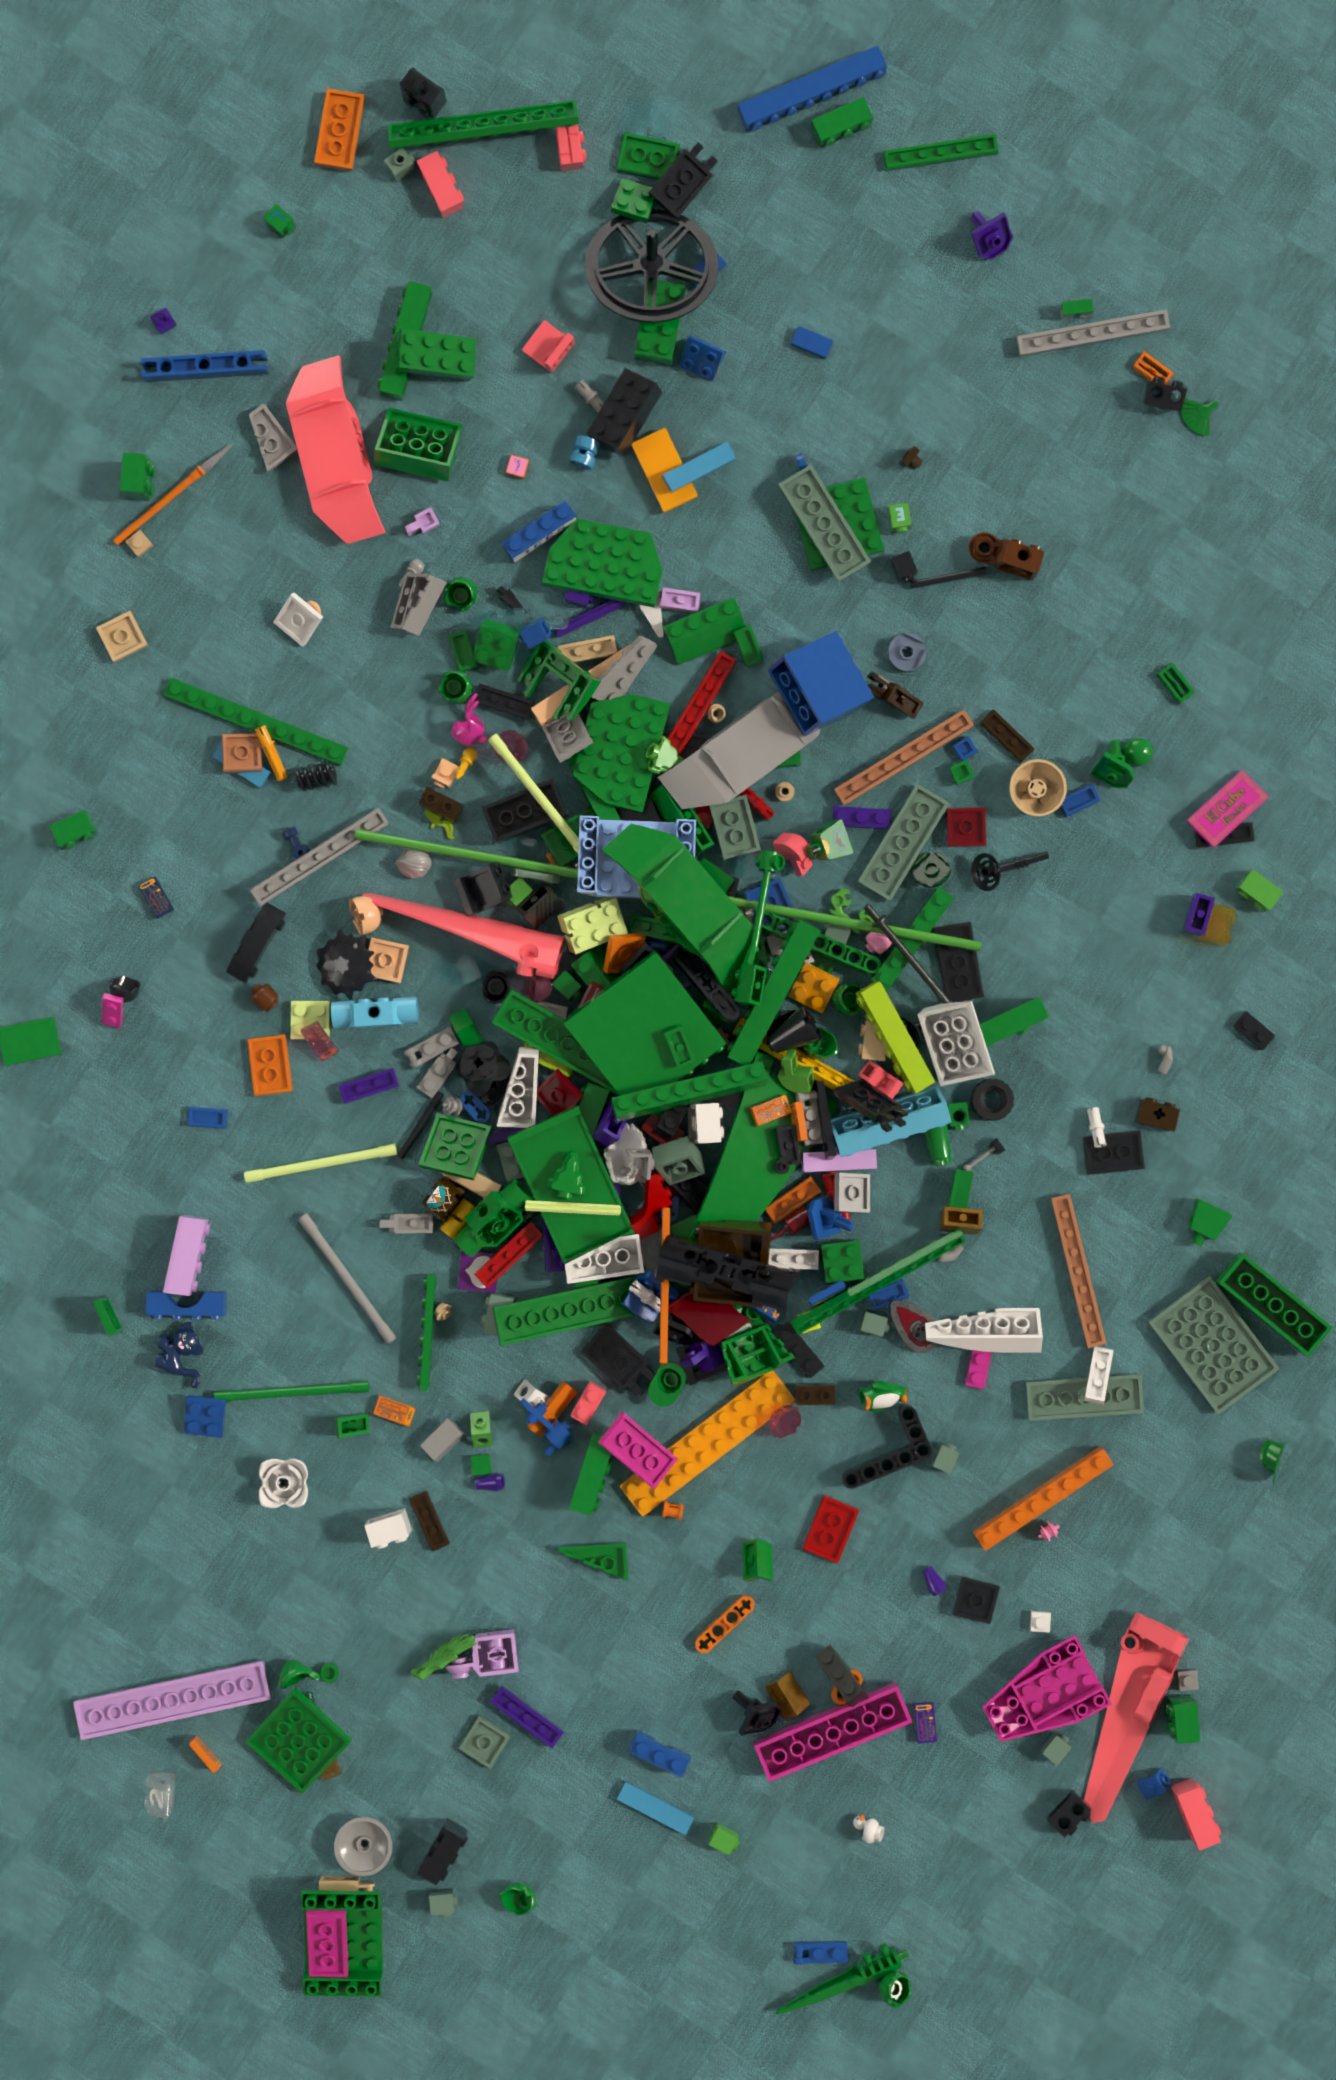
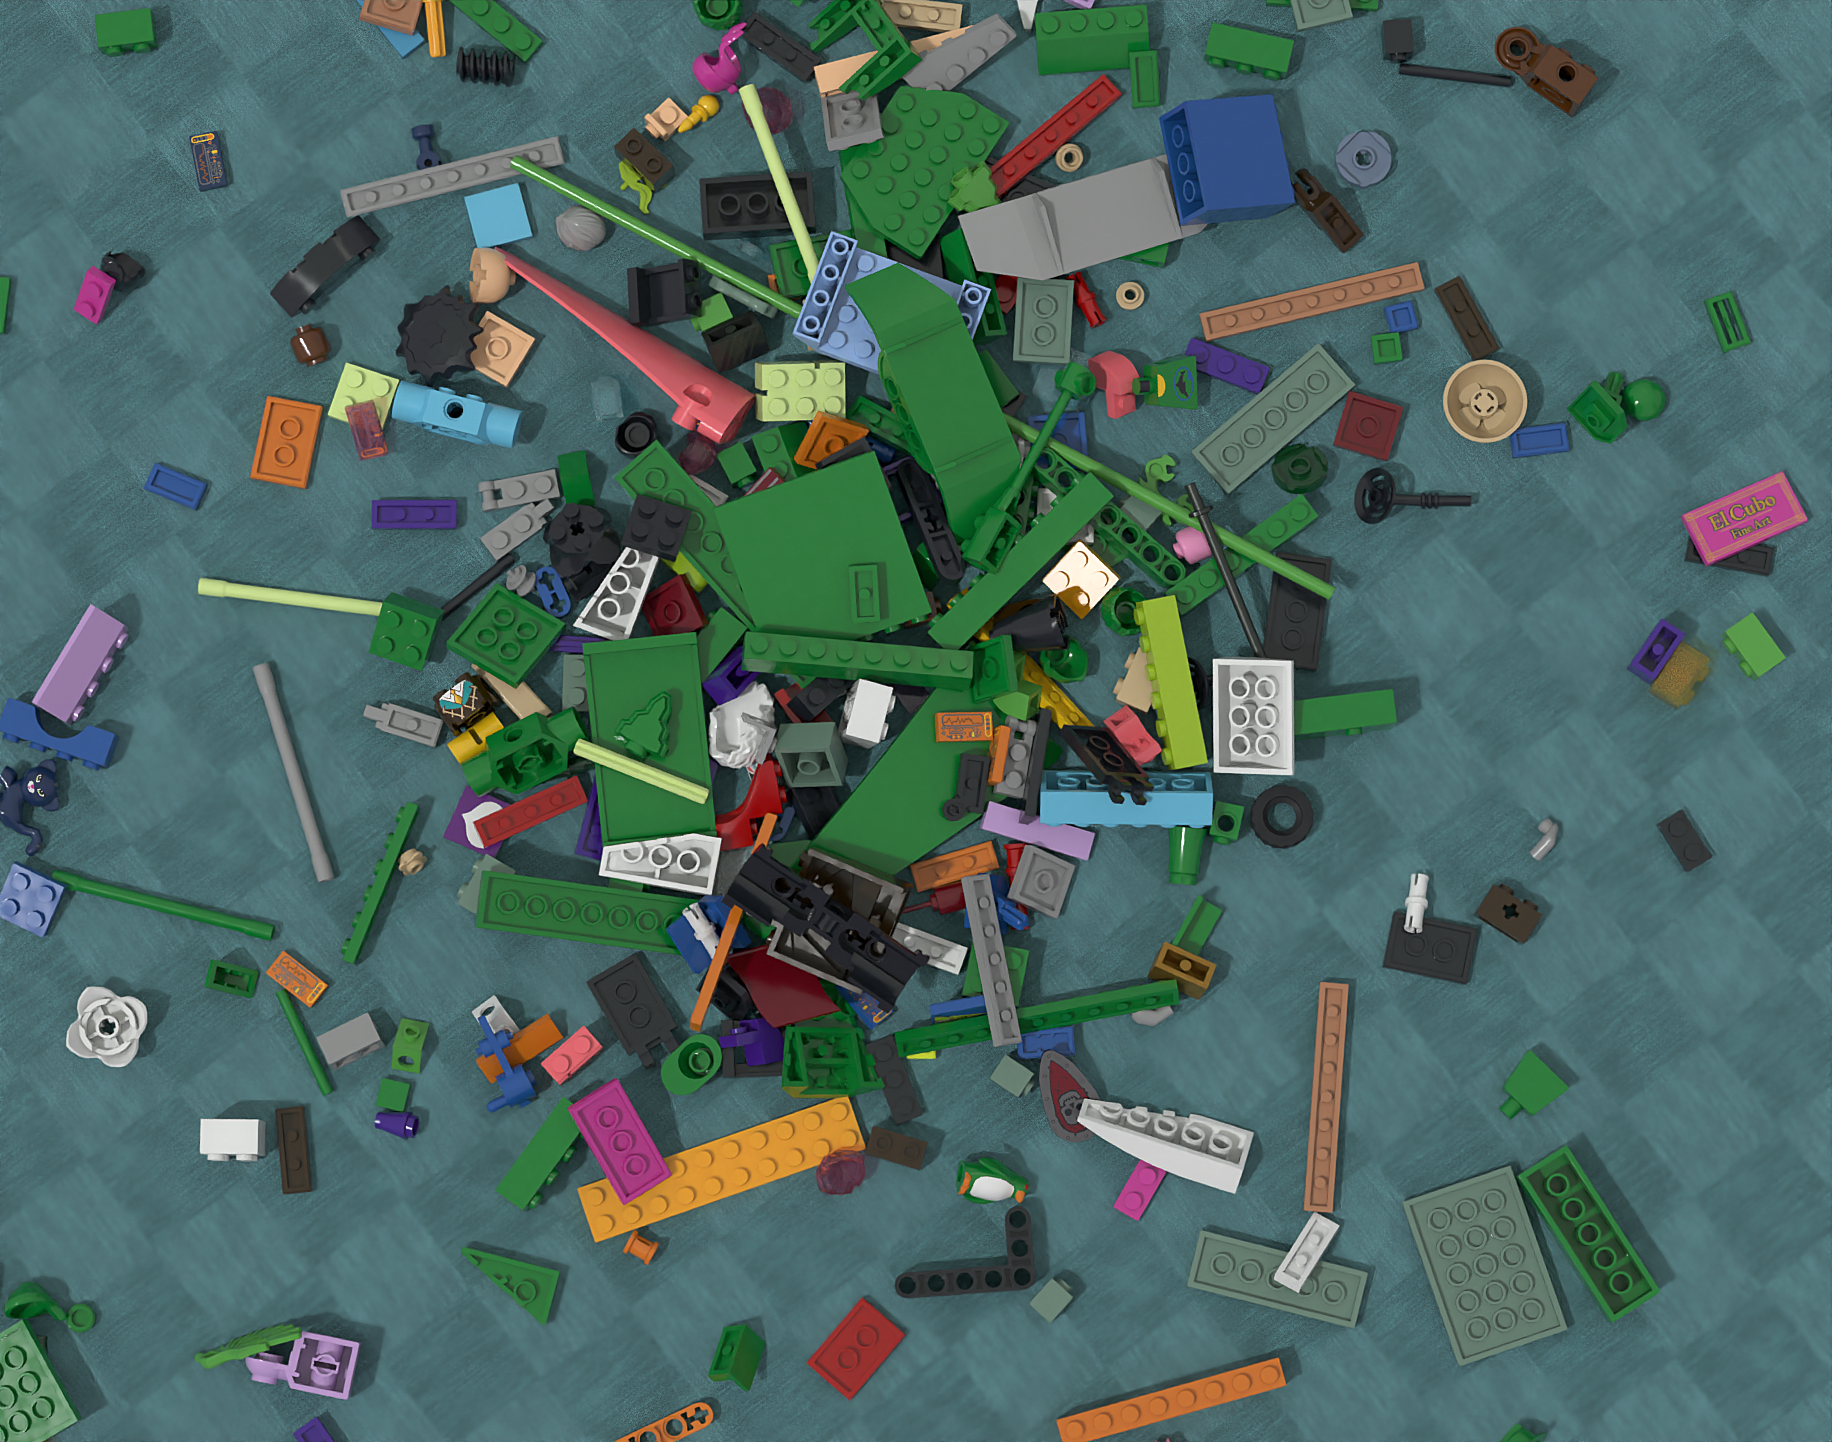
camera: 25 degrees right, 5 degrees down
(357, 873) = (498, 217): none -> medium azure tile
(389, 1164) = (406, 631): none -> green brick
(413, 1450) = (304, 1042): none -> green bar
(530, 1048) = (656, 528): none -> black plate
(778, 1067) = (993, 669): none -> green tile
(809, 606) = (1248, 51): none -> green brick
(838, 1256) = (991, 960): none -> light grey tile
(995, 1148) = (1264, 886): hinge -> none

